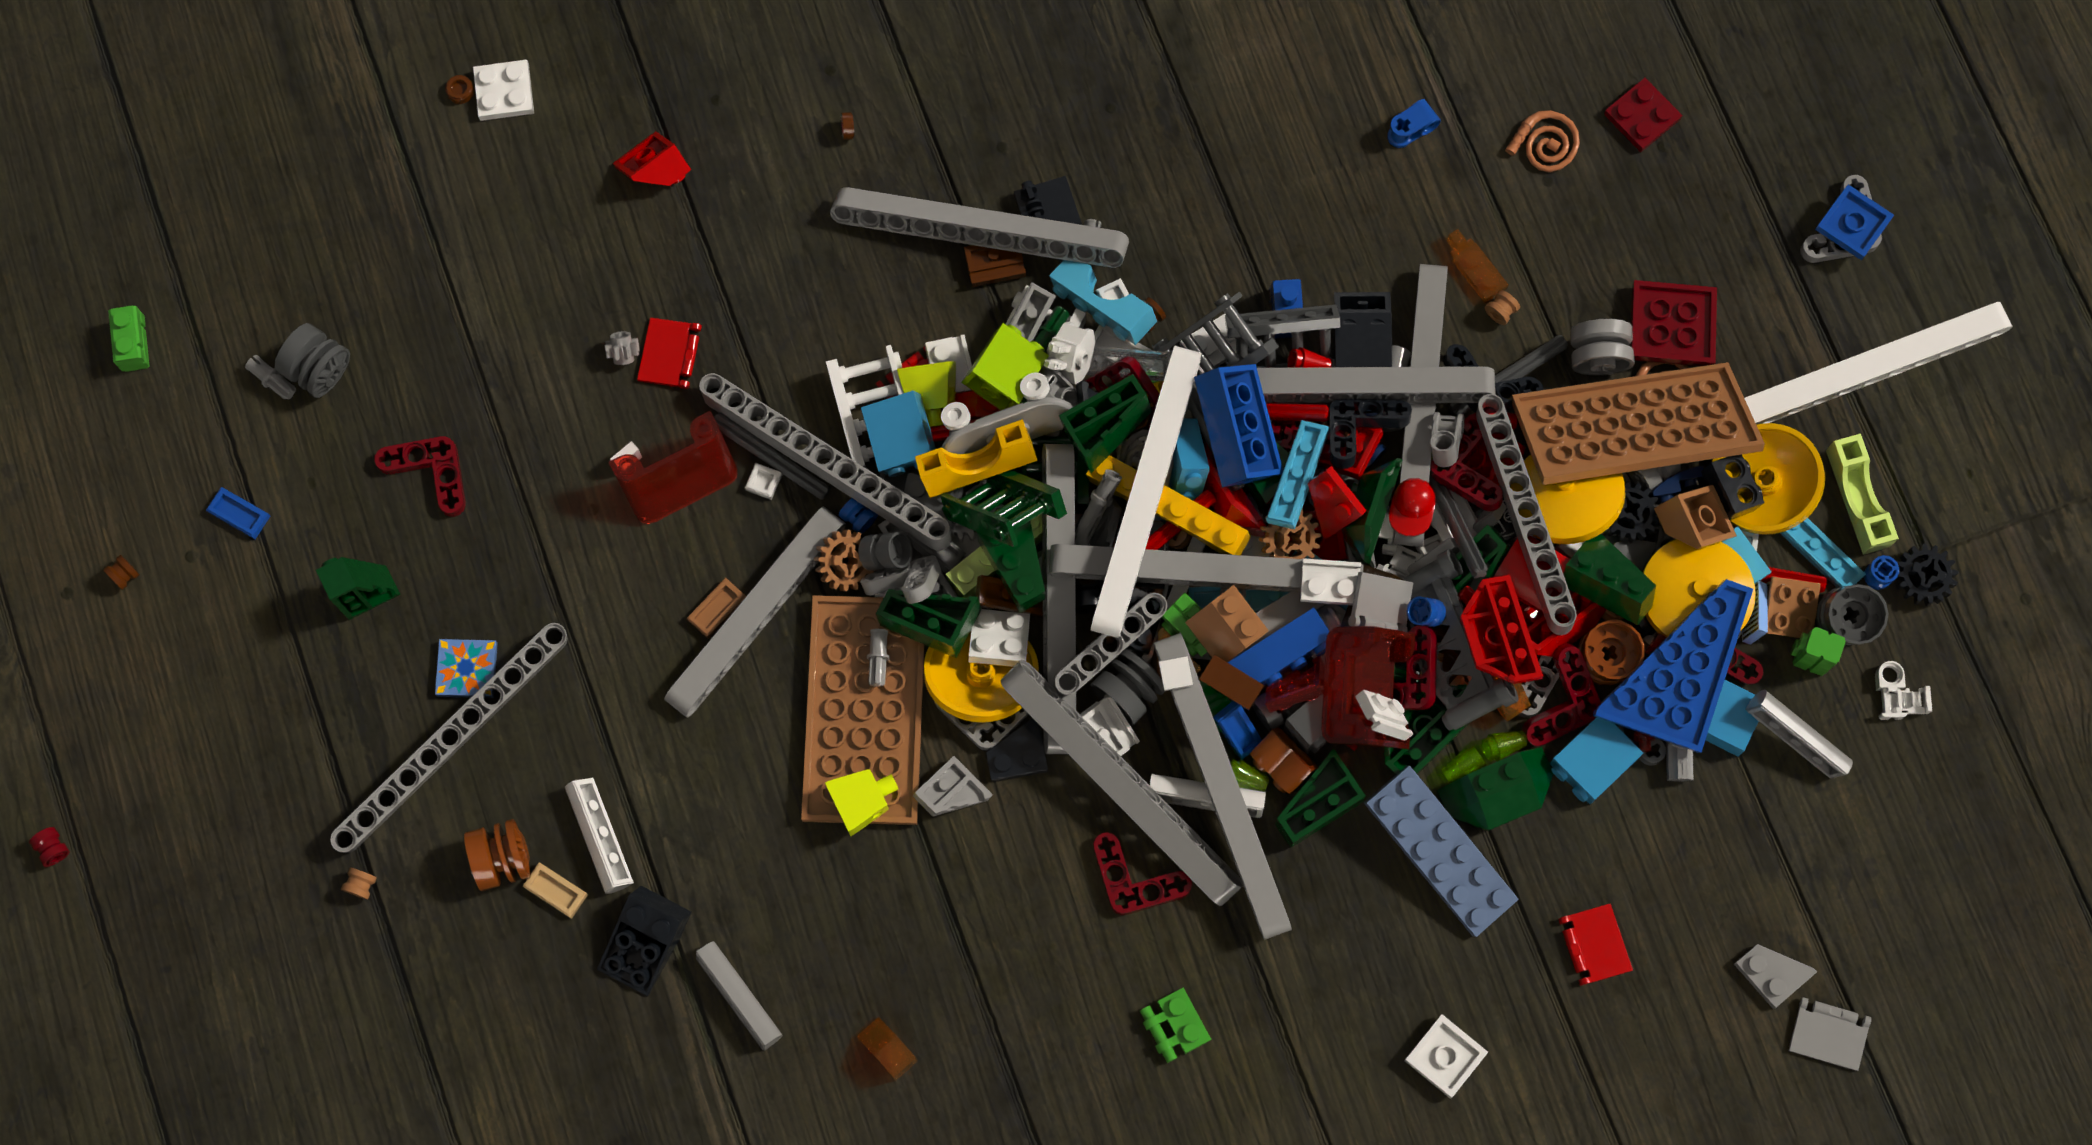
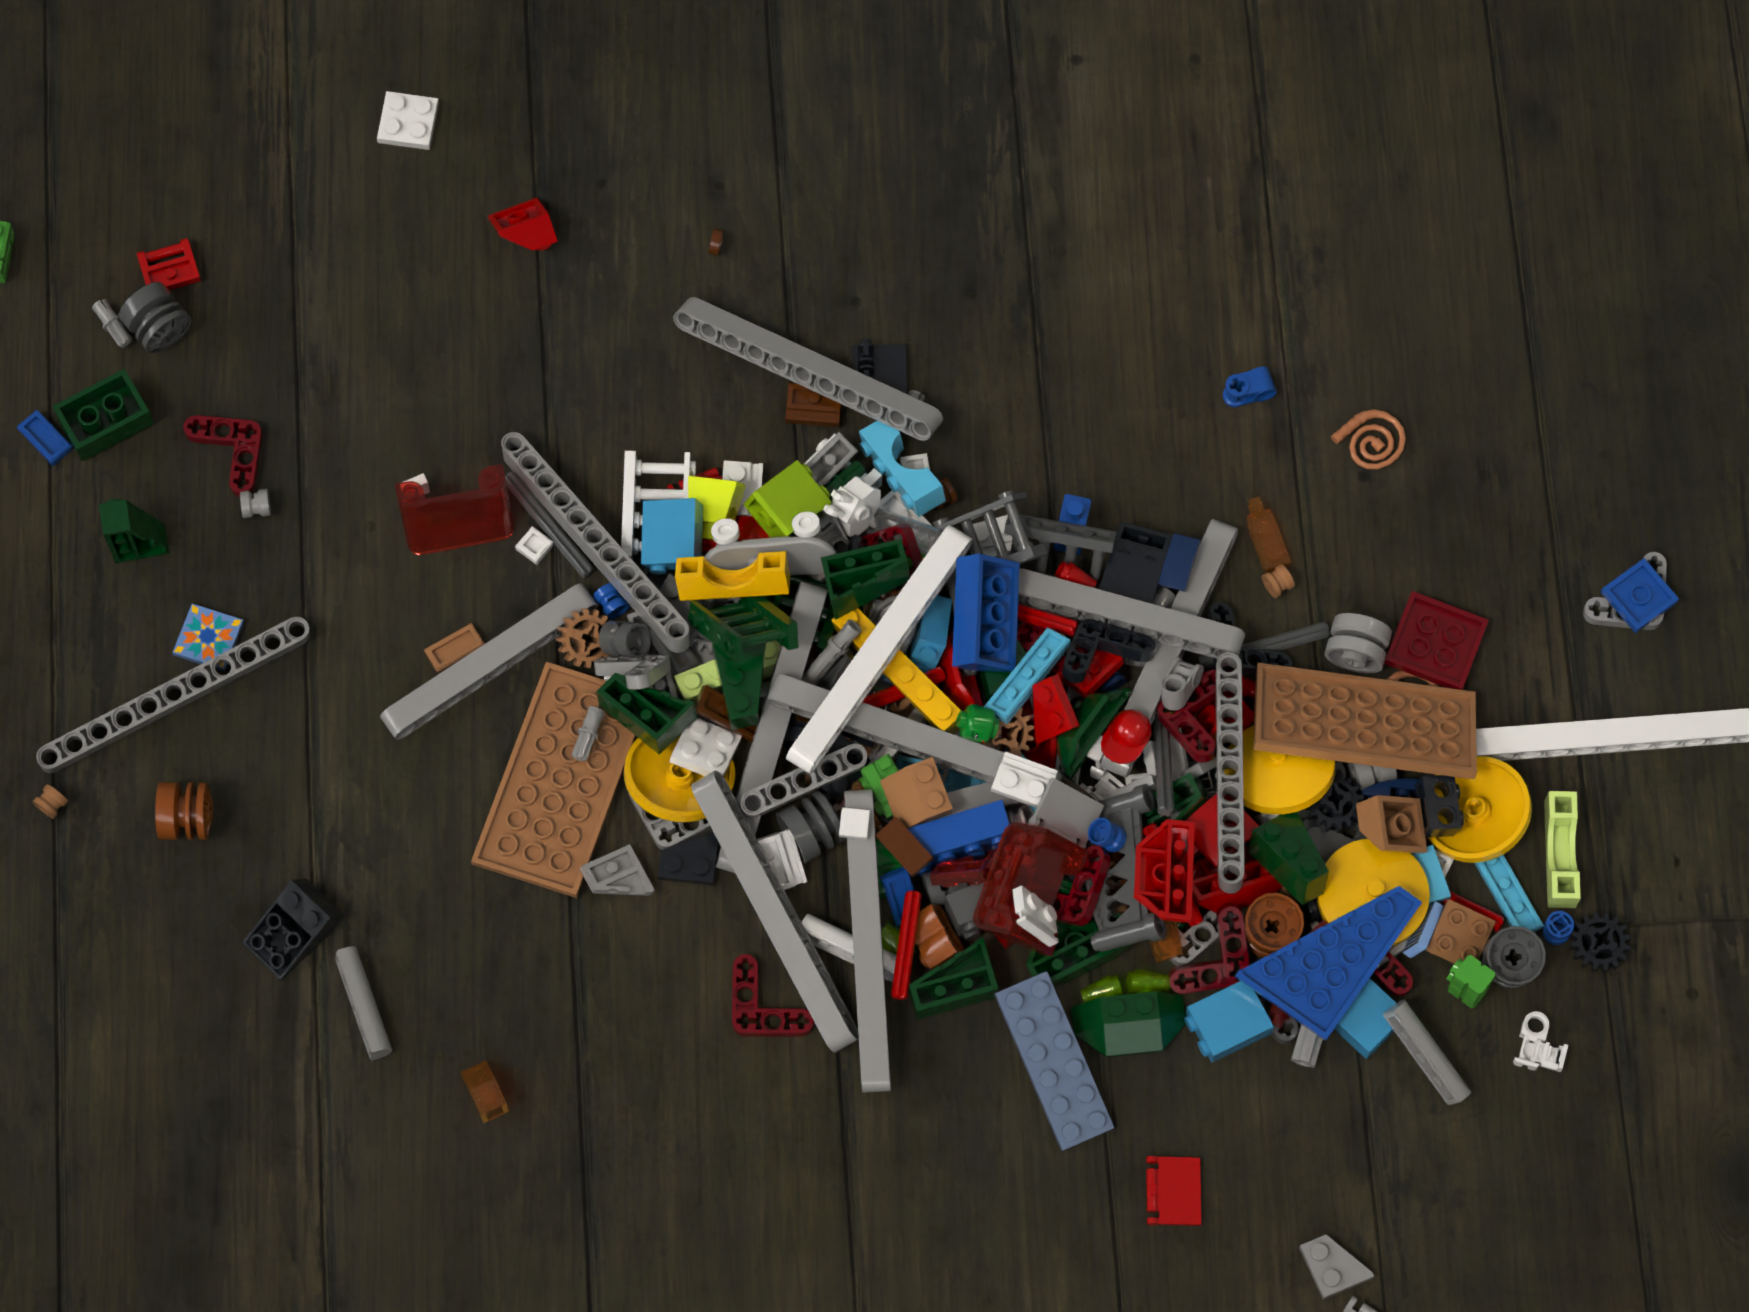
camera: 15 degrees right, 5 degrees down
(290, 473) = (103, 415): none -> dark green brick
(315, 309) = (171, 273): none -> red plate
(459, 89) = (367, 108): reddish brown tile -> none
(471, 519) = (255, 503): none -> light grey wheel
(555, 890) = (226, 860): tan tile -> none
(599, 835) = (281, 821): white brick -> none
(622, 348) = (442, 386): light grey gear -> none
(669, 352) = (484, 403): red piece -> none
(860, 798) = (530, 856): neon yellow torso -> none
(1183, 1020) = (765, 1147): bright green plate -> none
(1260, 778) = (906, 945): none -> red axle
(1266, 537) = (977, 723): none -> green head
(1405, 317) = (1179, 562): none -> dark blue slope
(1446, 1056) = (999, 1250): white plate -> none
(1643, 114) = (1473, 440): dark red plate -> none

